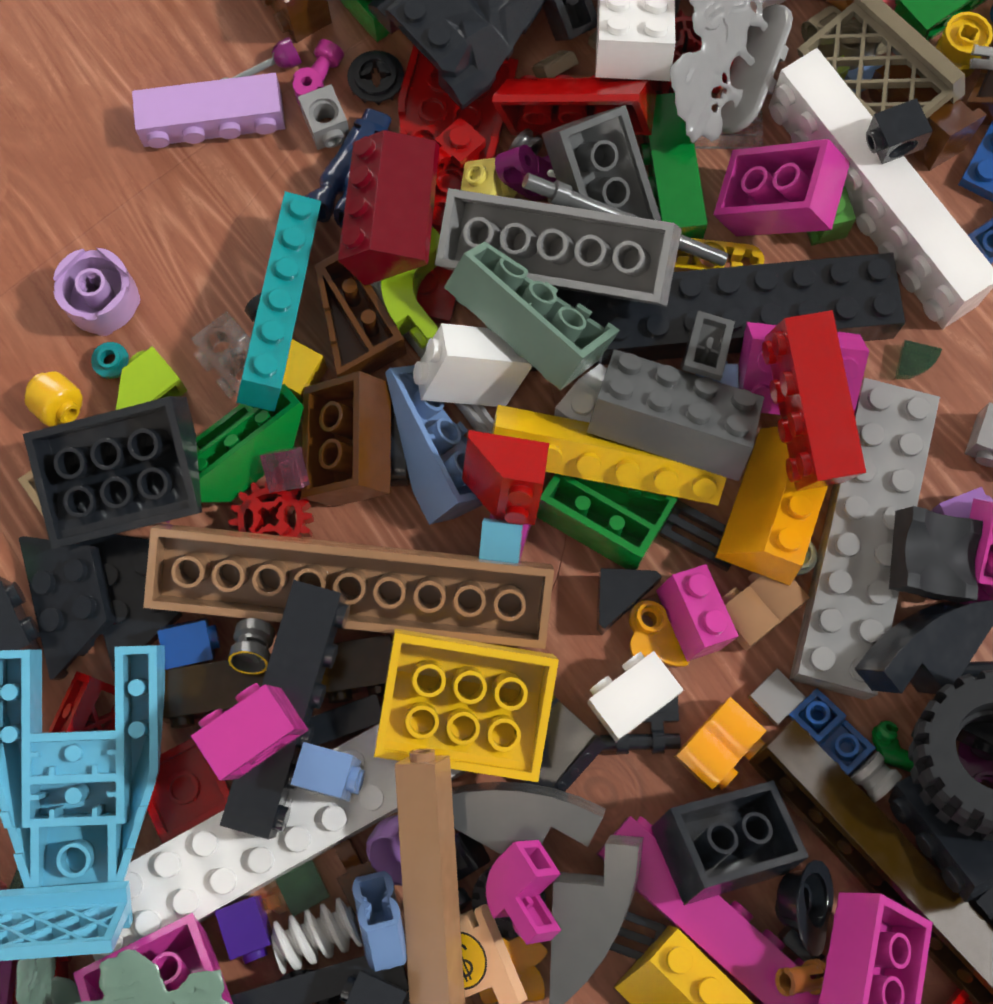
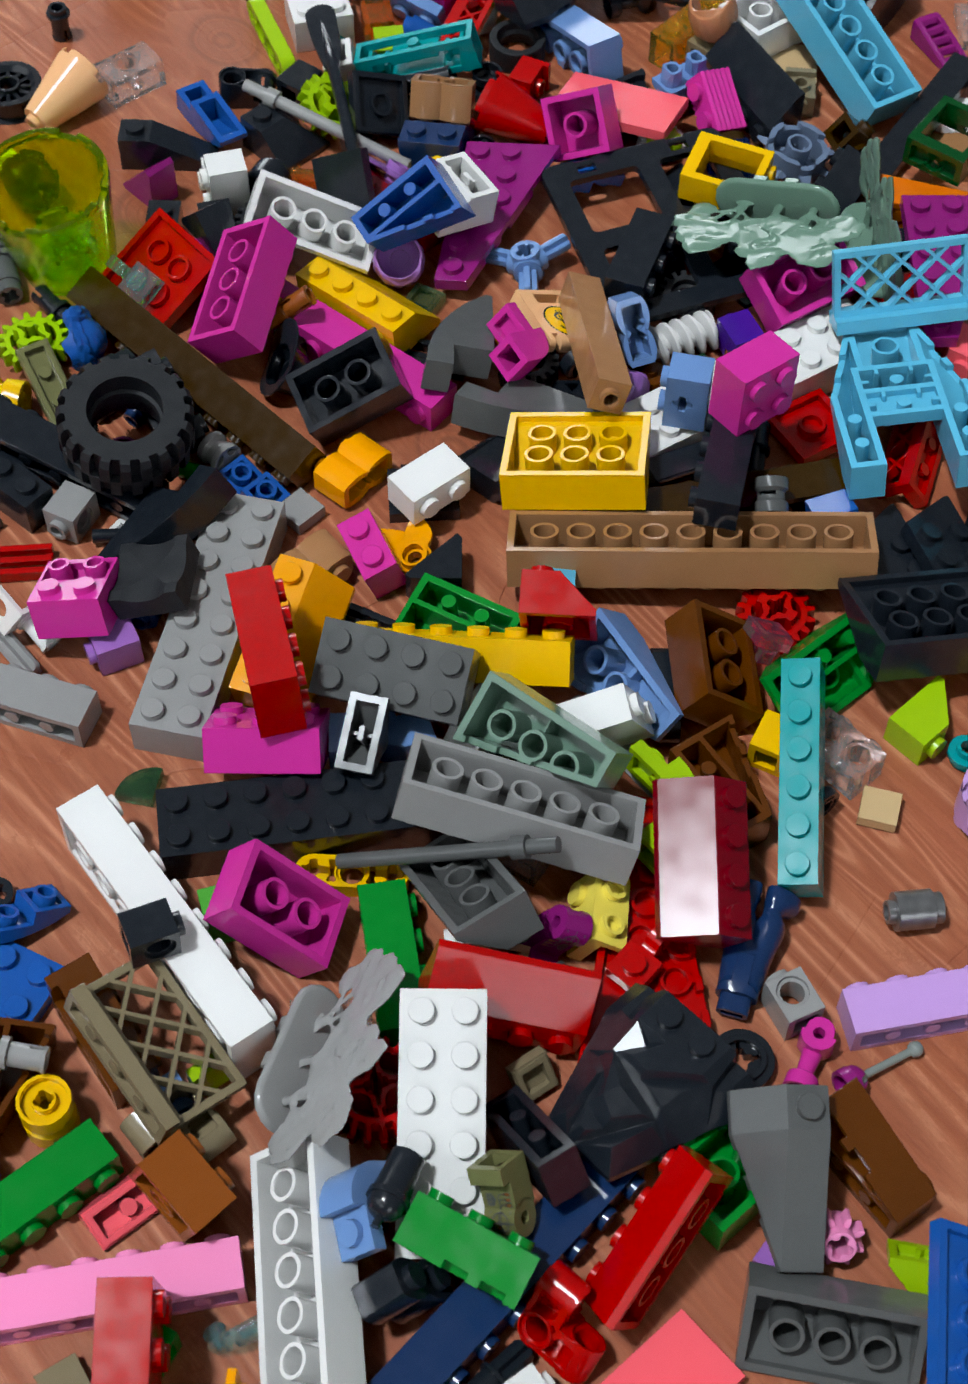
camera: 175 degrees right, 20 degrees down
(198, 198) = (914, 909): none -> flat silver brick
(207, 305) = (879, 808): none -> tan tile

